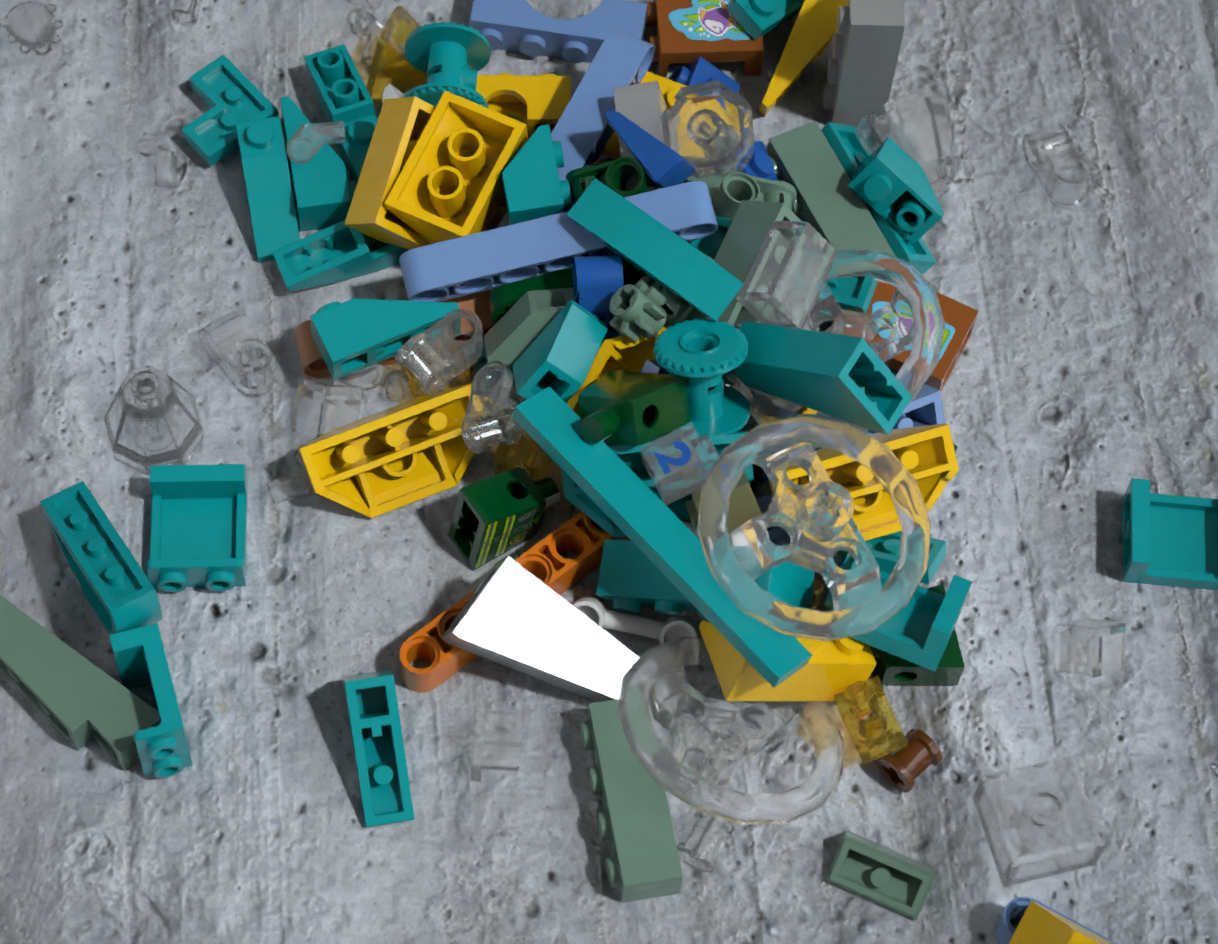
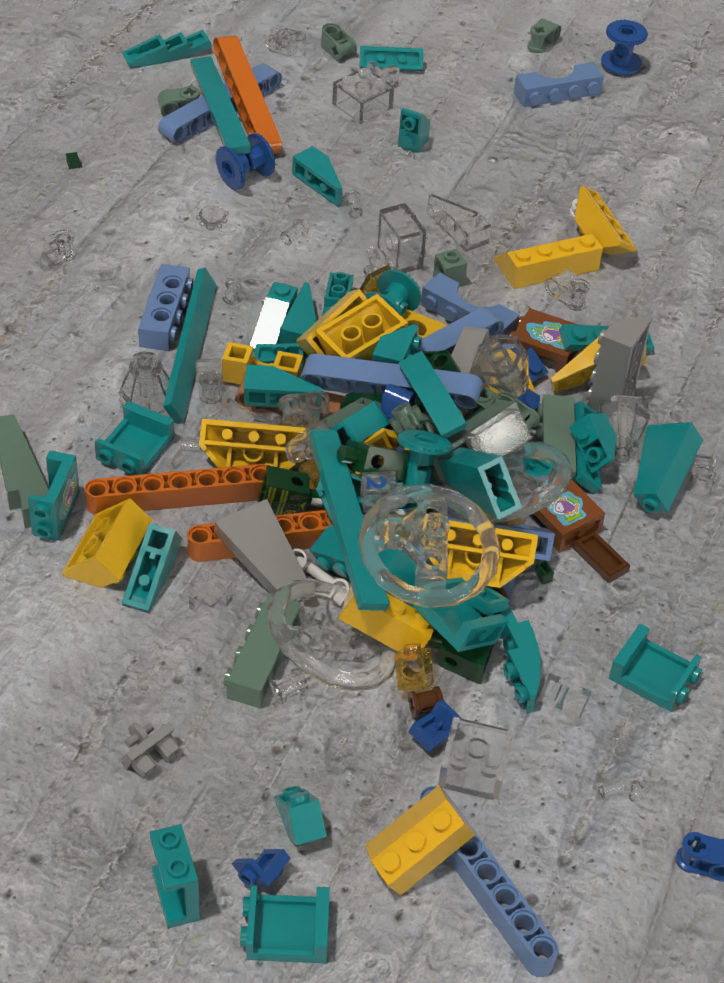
camera: 30 degrees right, 15 degrees down
(91, 308) = (165, 307): none -> medium blue brick
(101, 561) = (74, 426): teal window -> none
(167, 303) = (189, 346): none -> teal tile
(231, 101) = (282, 272): teal plate -> none
(280, 304) = (239, 355): none -> yellow arch
(283, 740) = (108, 545): none -> yellow slope
(312, 137) = (305, 301): clear arm -> none
(317, 601) = (177, 488): none -> orange beam
(657, 159) = (461, 357): blue slope -> none
(881, 875) = (374, 749): sand green slope -> none
(950, 795) = (435, 727): none -> blue bracket
(999, 380) = (601, 556): none -> reddish brown tile
(1008, 624) = (522, 659): none -> teal slope
(1009, 178) = (665, 463): none -> teal slope

